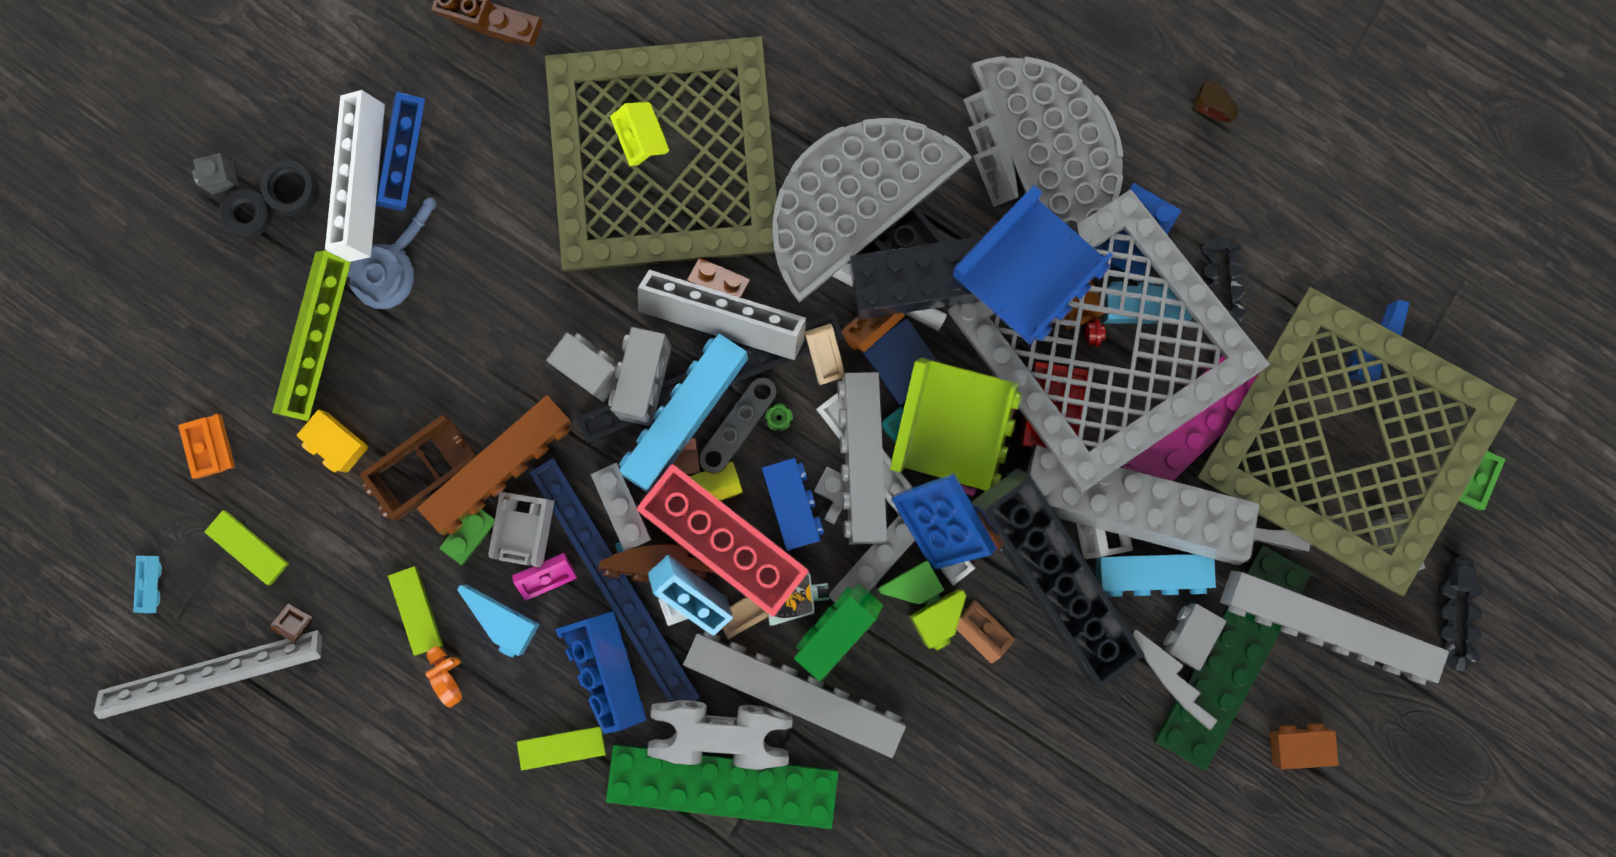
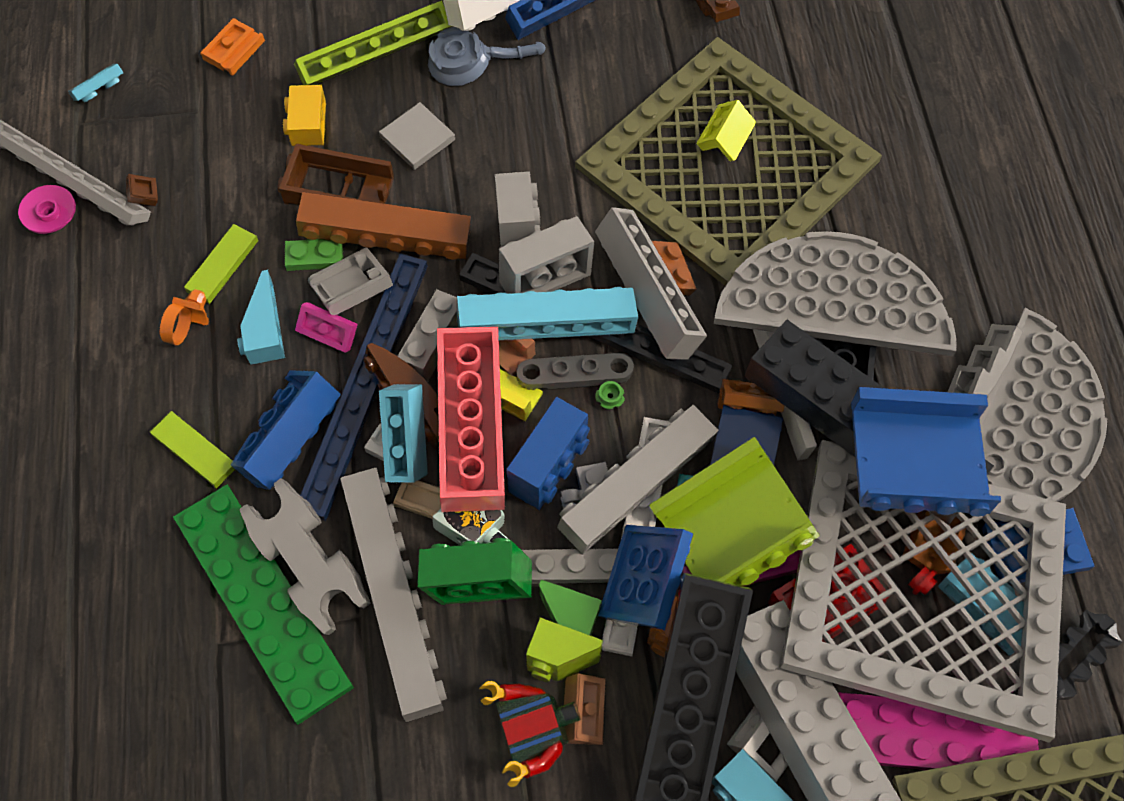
camera: 50 degrees right, 20 degrees down
(233, 713) = (39, 203): none -> dark pink dish
(246, 547) = (177, 124): lime tile -> none
(427, 369) = (417, 135): none -> light grey tile
(825, 354) = (693, 383): tan tile -> none
(970, 678) = (531, 726): none -> torso

